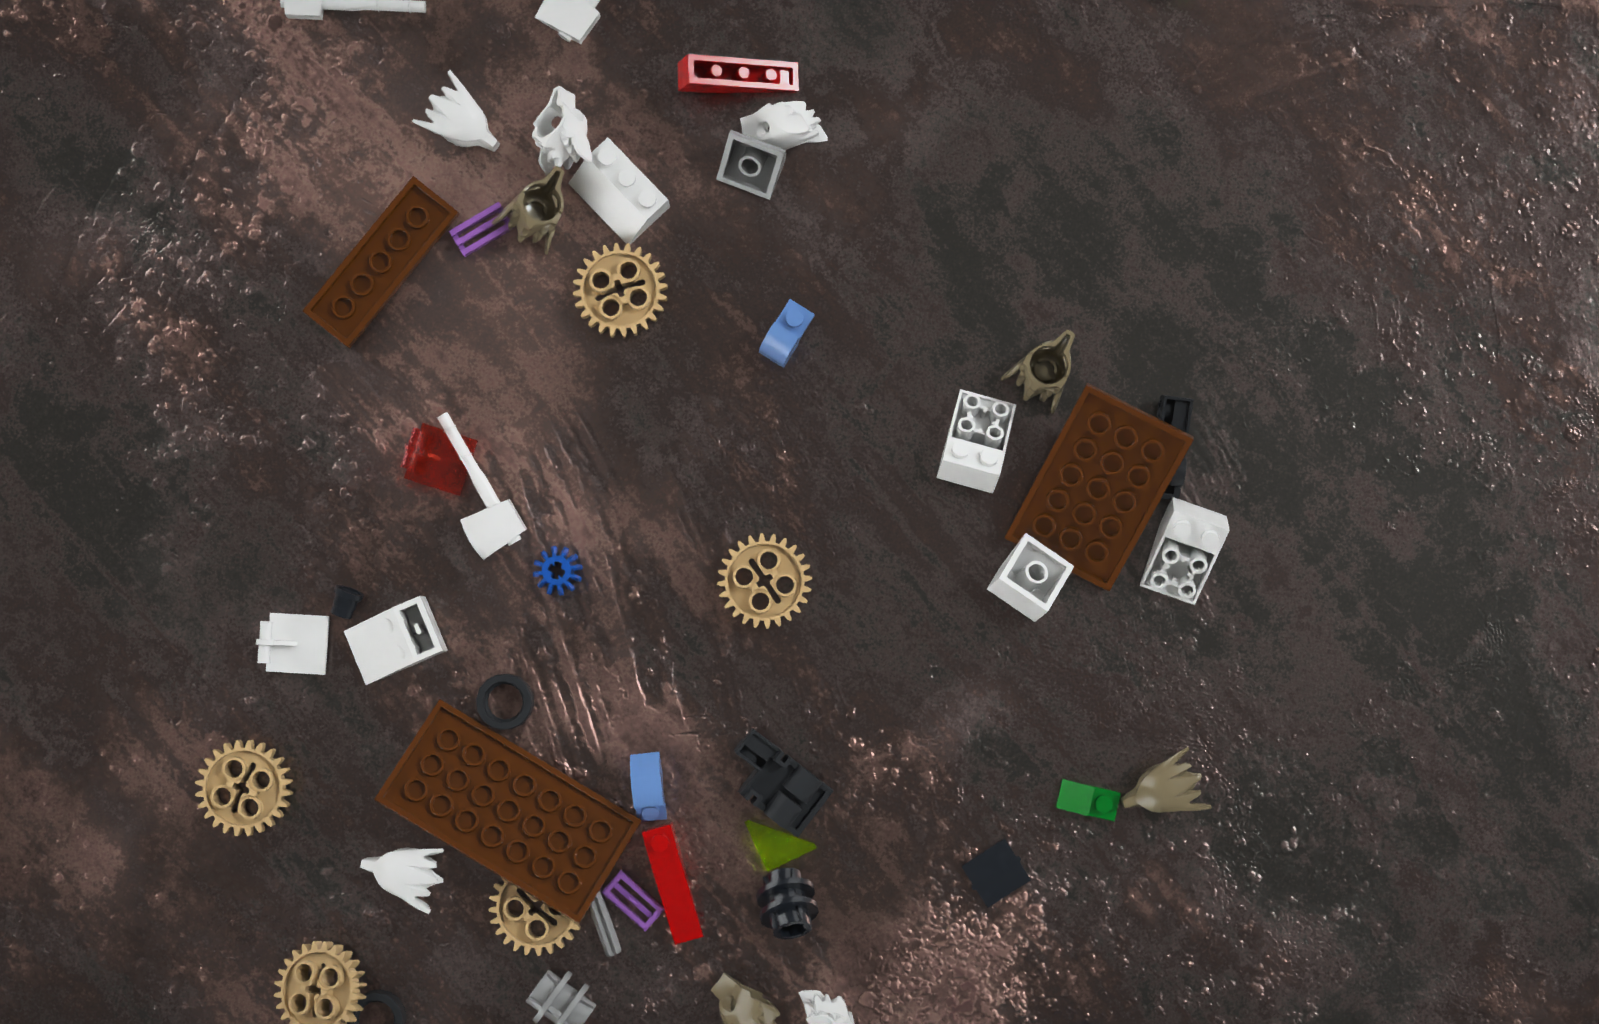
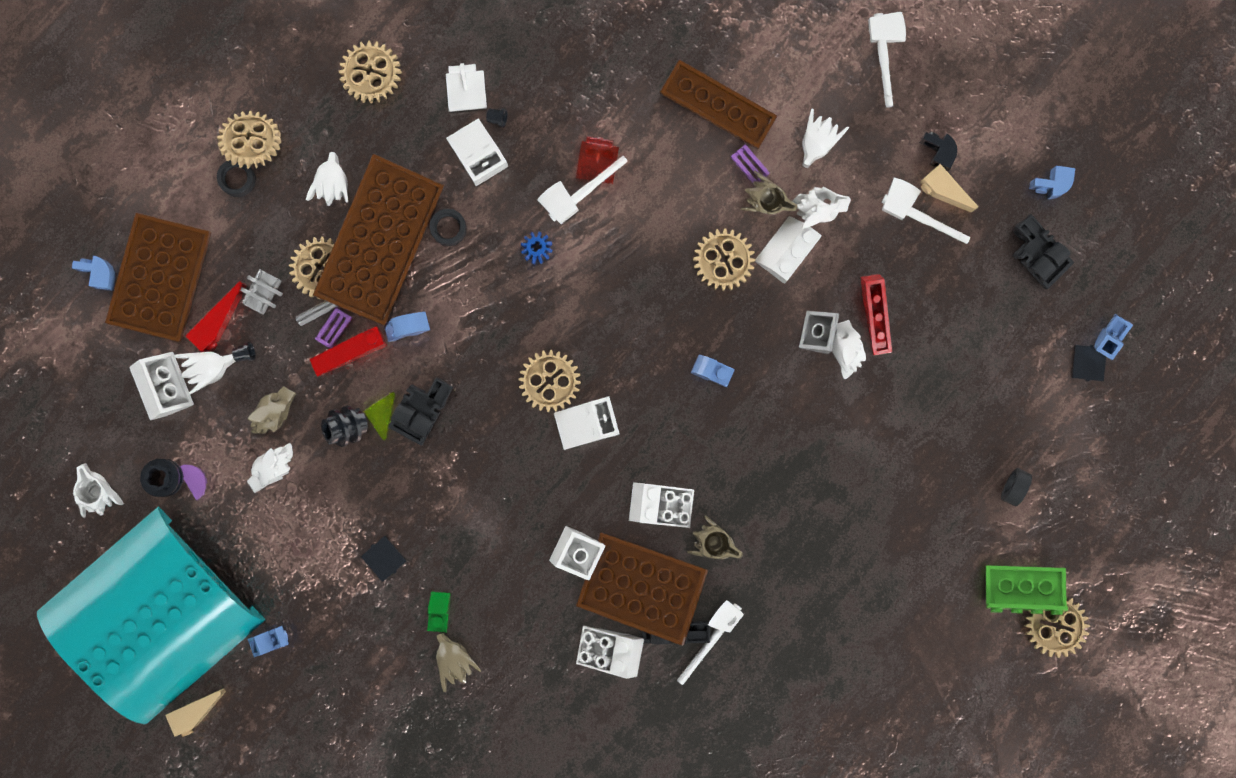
camera: 75 degrees right, 0 degrees up
(837, 534) = (586, 423): none -> white slope
(1163, 374) = (723, 620): none -> white piece

